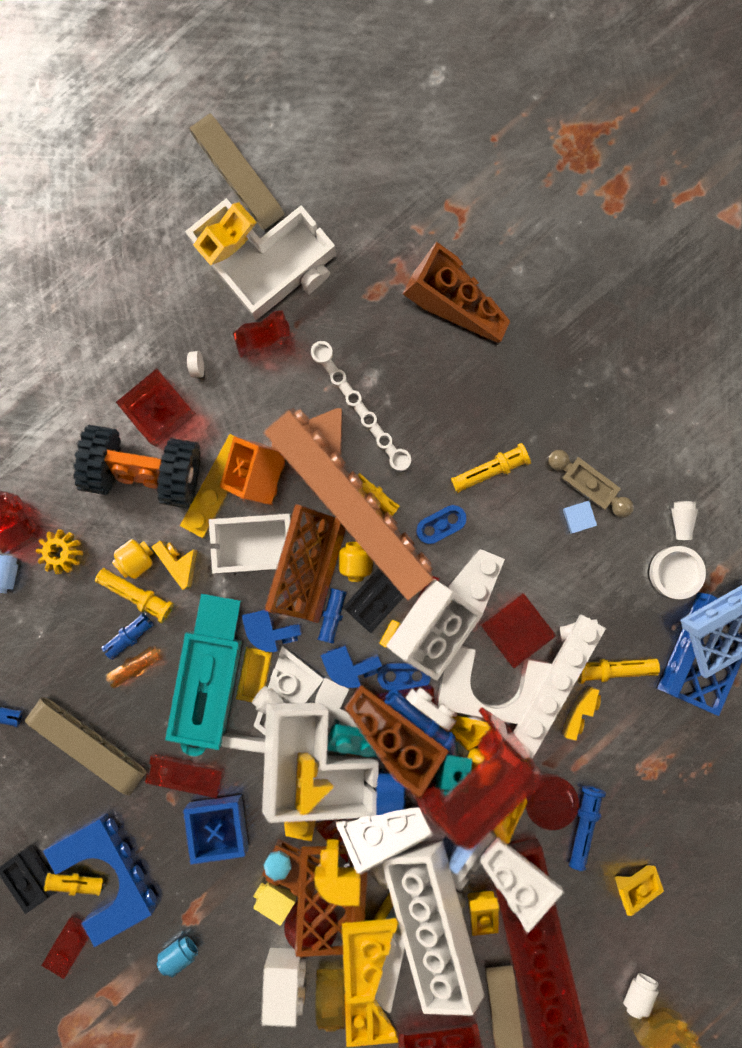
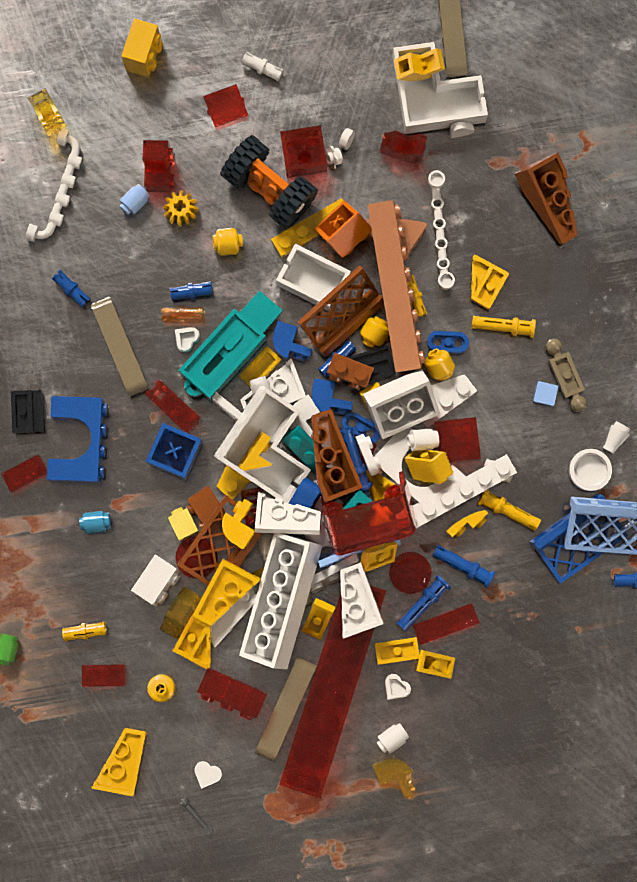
camera: 25 degrees right, 5 degrees down
(40, 405) = (225, 105): none -> clear red piece
(53, 338) = (262, 66): none -> white pin
(73, 884) = (56, 431): yellow pin -> none
(145, 600) = (217, 274): yellow pin -> none
(154, 691) = (186, 338): none -> white tile
(180, 569) = (255, 267): yellow slope -> none
(193, 393) = (333, 157): none -> white plate
(277, 865) = (202, 497): medium azure tile -> none
(355, 626) = (350, 371): none -> dark orange brick
(443, 432) = (486, 281): none -> yellow wing
(448, 556) = (439, 364): none -> yellow head
(481, 655) = (422, 439): none -> white brick
(505, 679) = (429, 466): none -> yellow brick
(588, 897) = (397, 650): none -> yellow plate
(610, 935) = (396, 688): none -> white tile
(616, 759) = (472, 570): none -> blue pin
(622, 833) = (445, 624): none -> clear red tile

